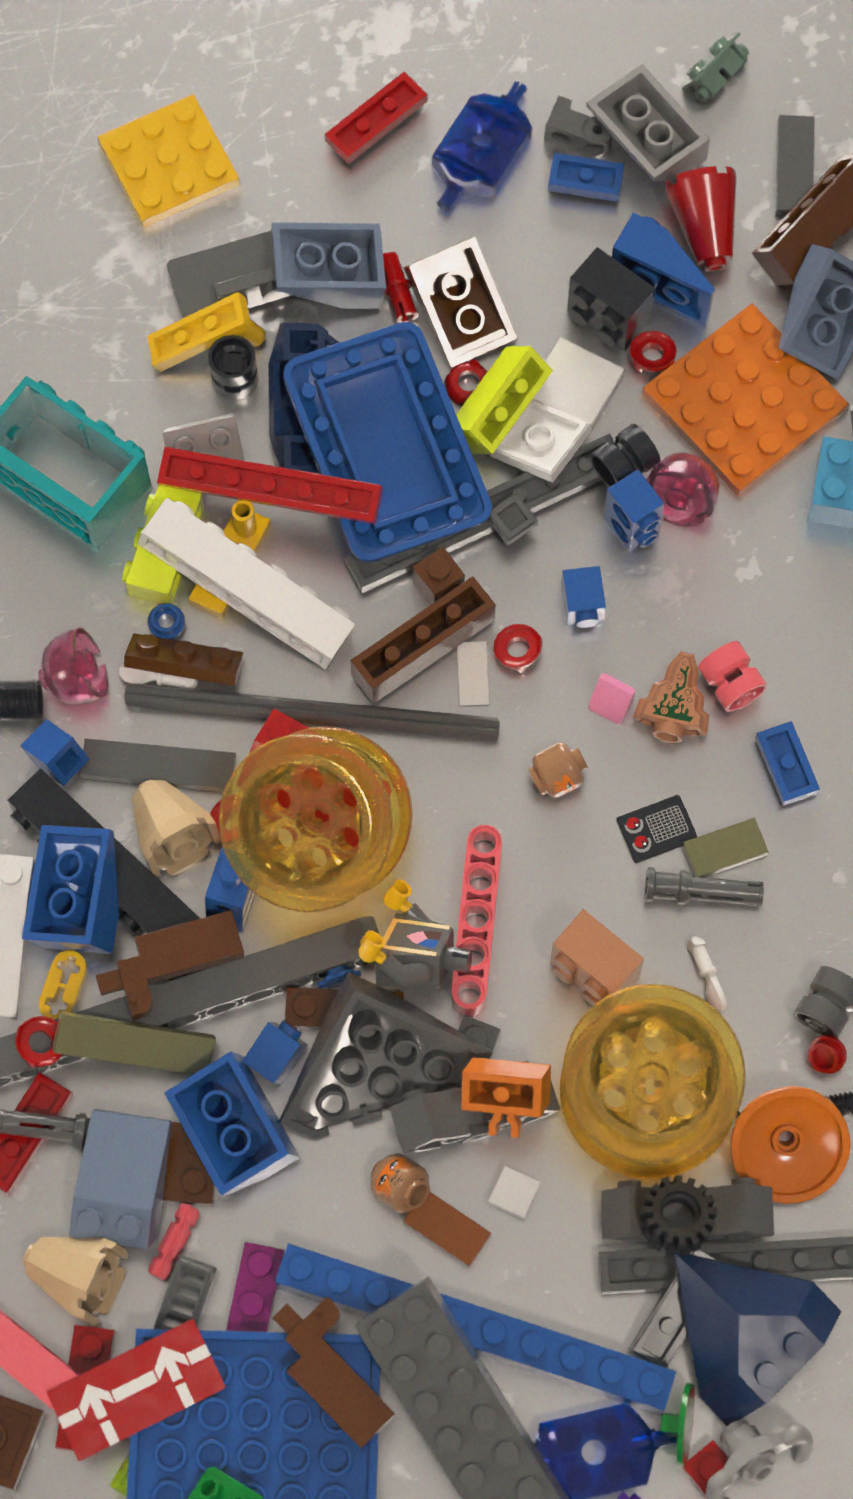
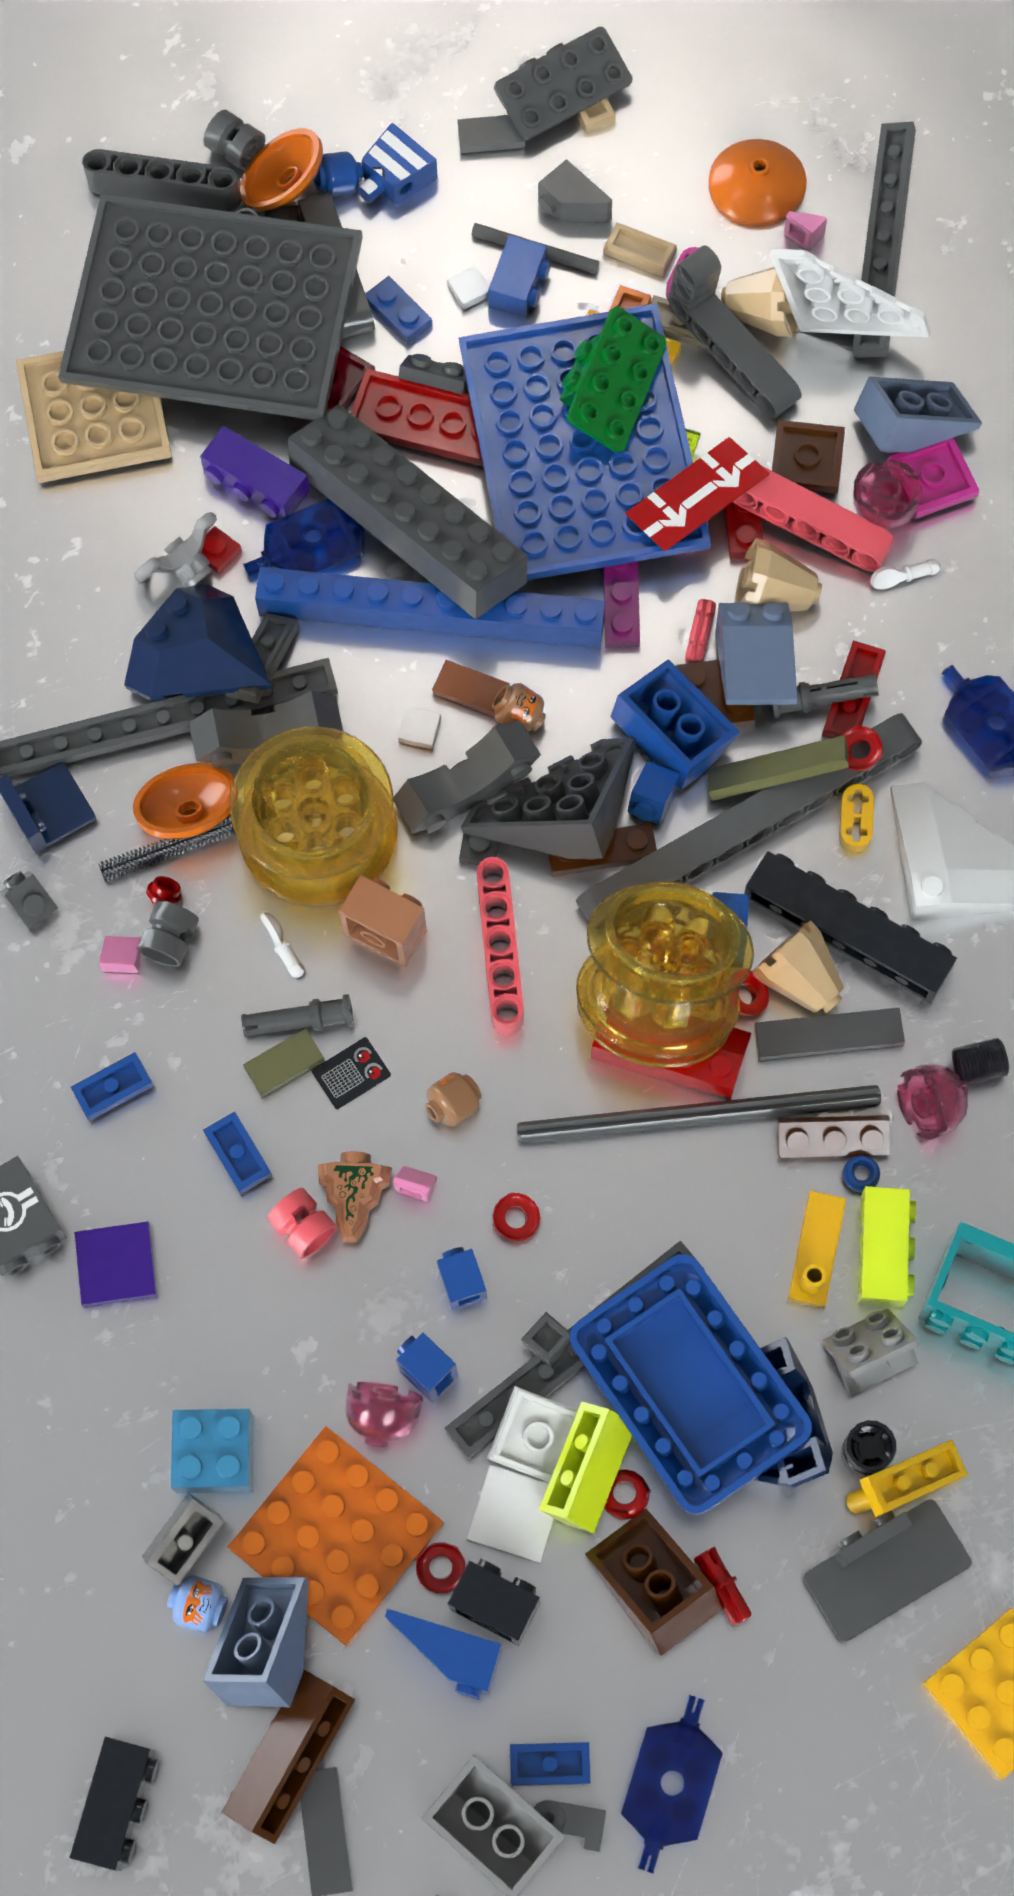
camera: 170 degrees right, 0 degrees up
(55, 752) = (928, 1016): blue brick -> none
(73, 891) = (870, 879): blue slope -> none
(172, 954) = (766, 842): reddish brown piece -> none
(204, 1290) = (677, 612): dark grey slope -> none
(246, 582) = (793, 1211): white brick -> none
(270, 485) = (794, 1302): red plate -> none
(328, 1376) = (541, 532): reddish brown piece -> none
(330, 263) = (800, 1580): sand blue slope -> none
(336, 977) = (611, 868): blue plant -> none
(376, 117) = (794, 1792): red plate -> none
(413, 948) = (549, 895): dark grey torso -> none
(423, 639) = (607, 1195): reddish brown brick -> none
(437, 575) = (607, 1264): reddish brown brick -> none
(473, 673) = (554, 1188): white sticker -> none
(506, 1089) = (440, 778): orange brick -> none
(630, 452) = (445, 1418): black wheel -> none
(682, 1424) = (246, 564): green piece -> none
(685, 1194) = (268, 687): black tyre -> none
(706, 213) = (411, 1737): red cone -> none

